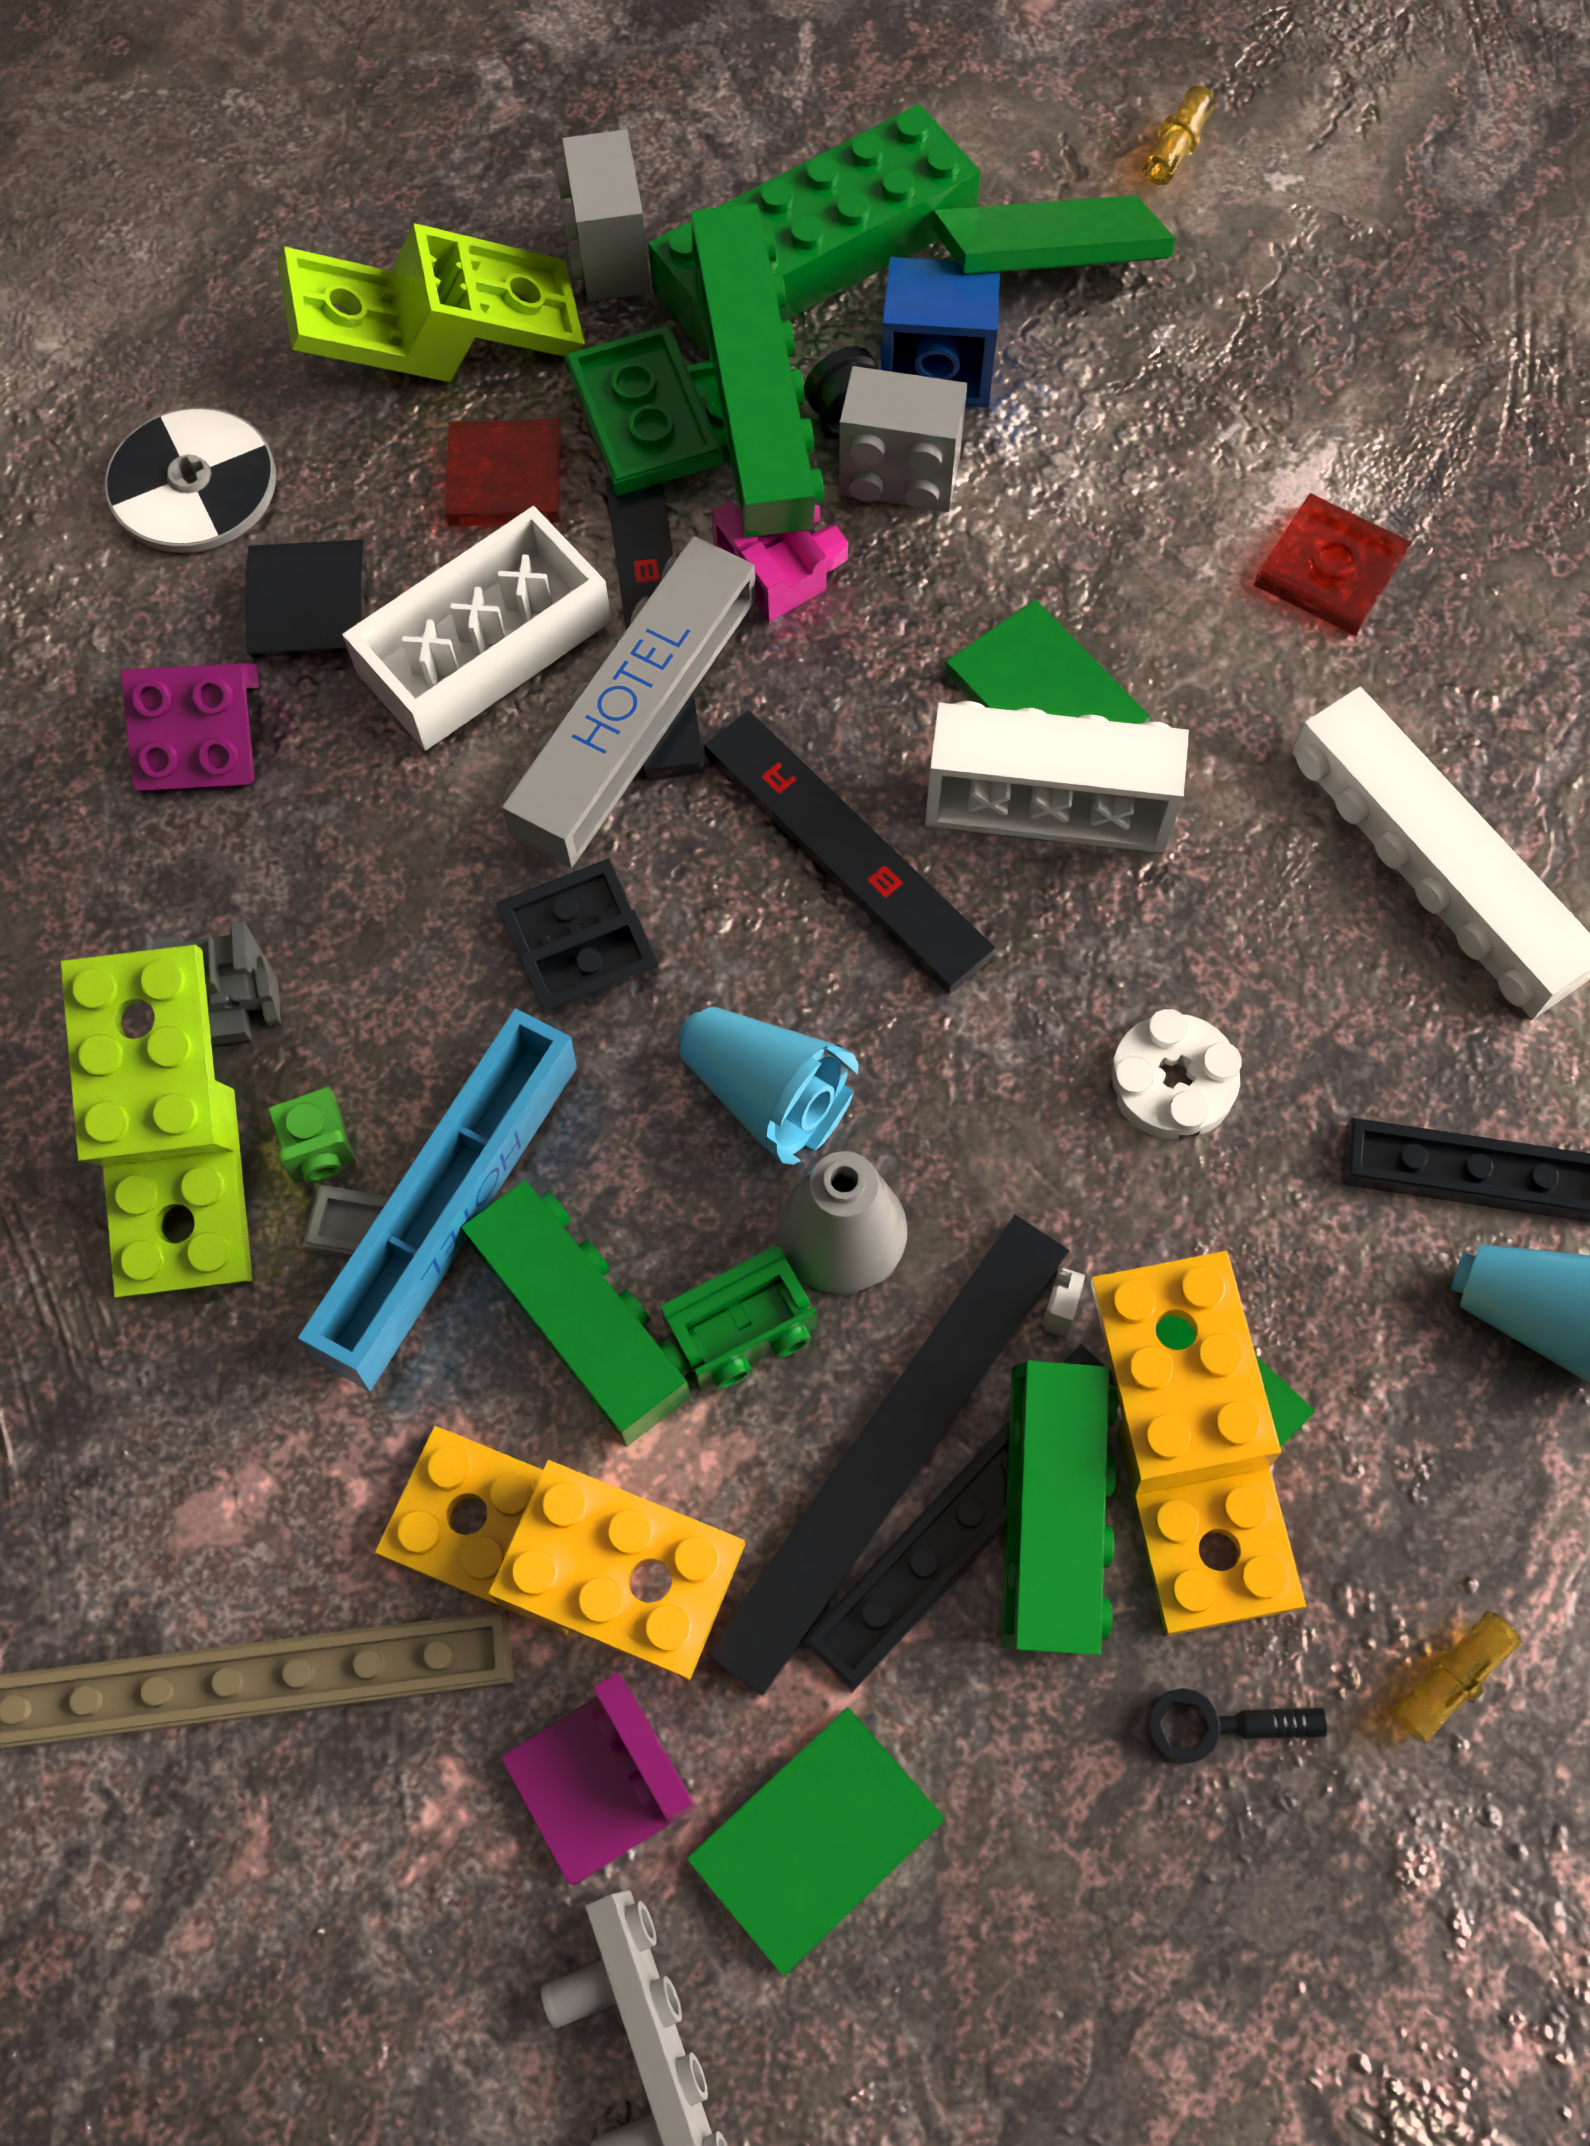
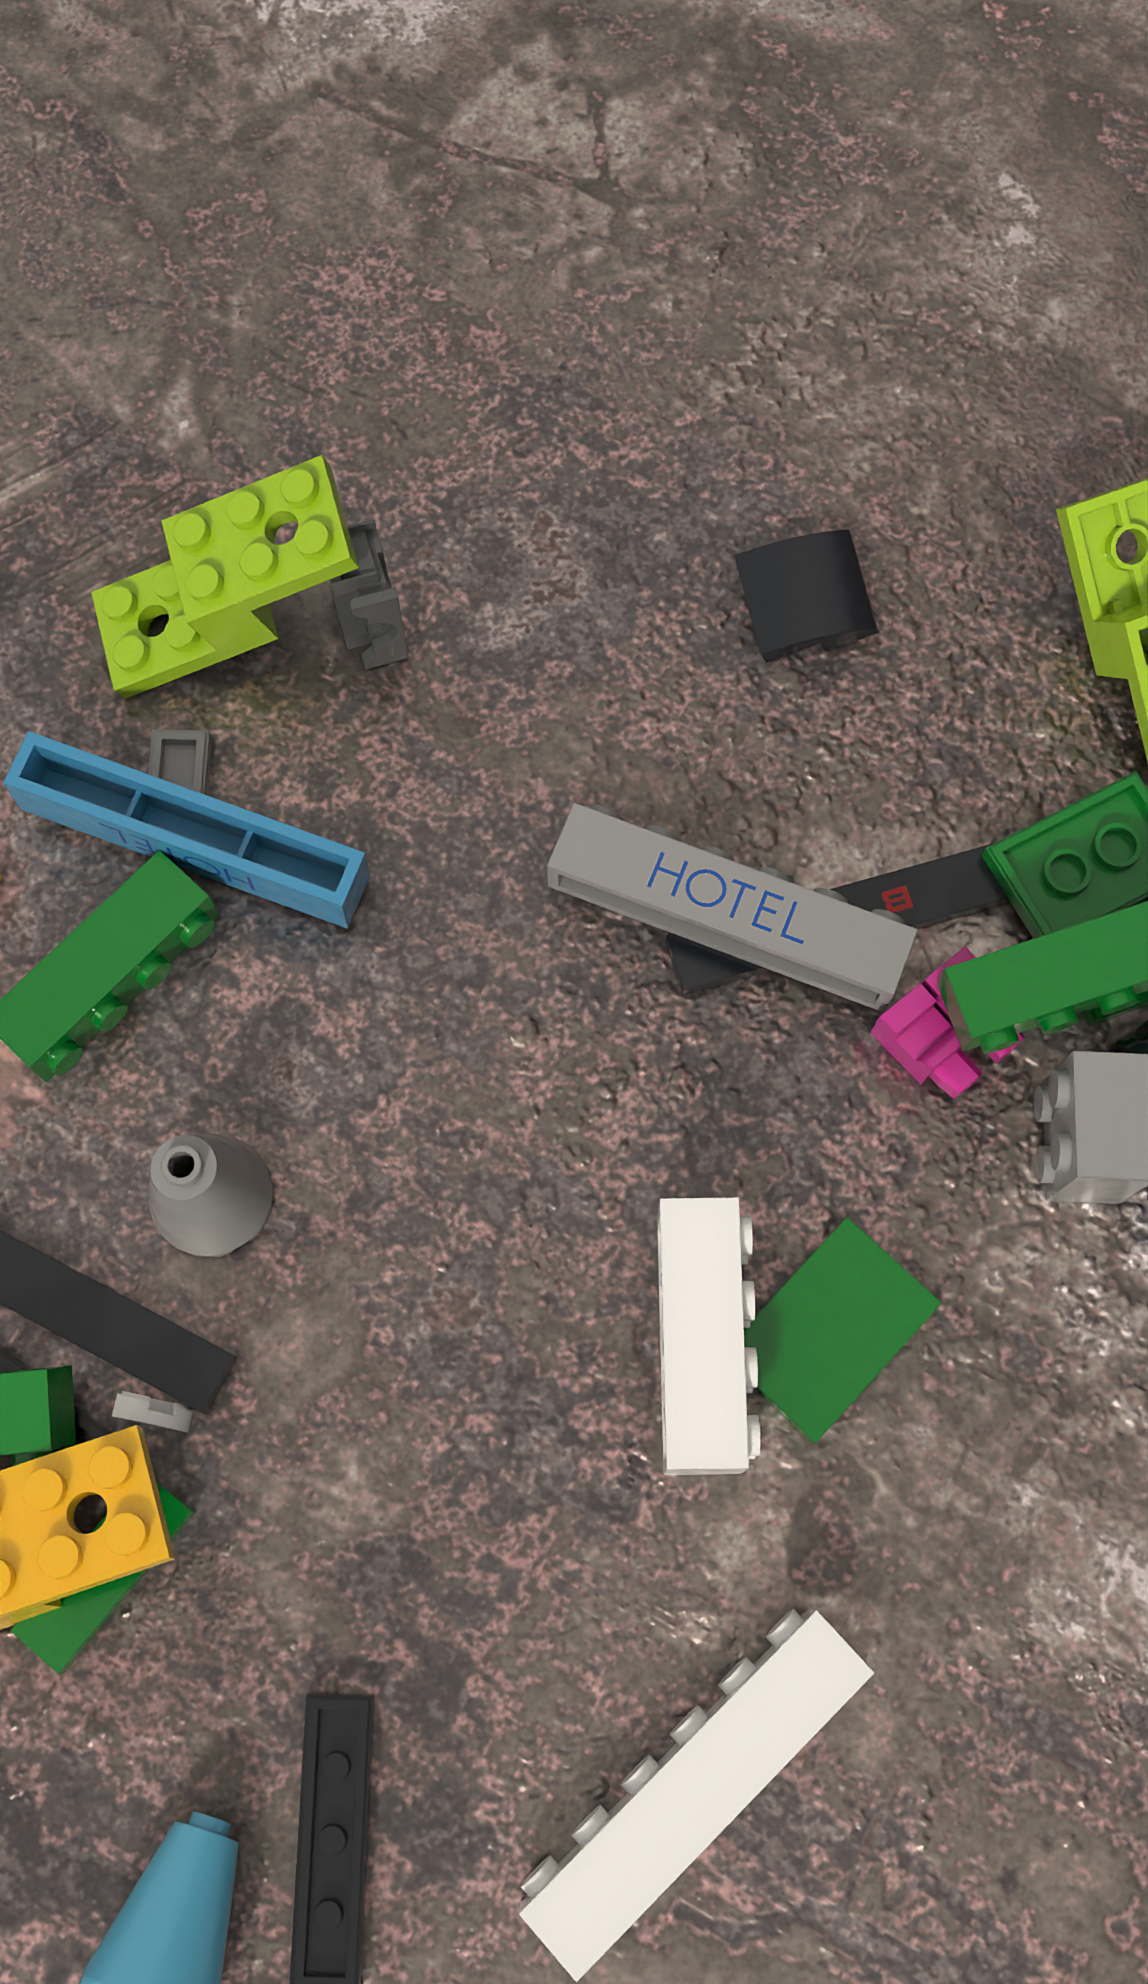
camera: 80 degrees right, 5 degrees up
(157, 504) = (922, 503): piece -> none
(189, 725) = (652, 521): magenta bracket -> none
(312, 1136) = (253, 716): bright green bracket -> none
(479, 627) = (788, 750): white brick -> none
(503, 470) = (993, 745): clear red tile -> none
(576, 935) = (481, 905): black slope -> none
(740, 1319) = (104, 1110): green hinge -> none
(770, 1078) = (339, 1098): medium azure cone -> none
(850, 852) = (609, 1147): black tile -> none
(1183, 1041) = (365, 1515): white plate -> none
(1332, 564) = (1061, 1641): clear red tile -> none

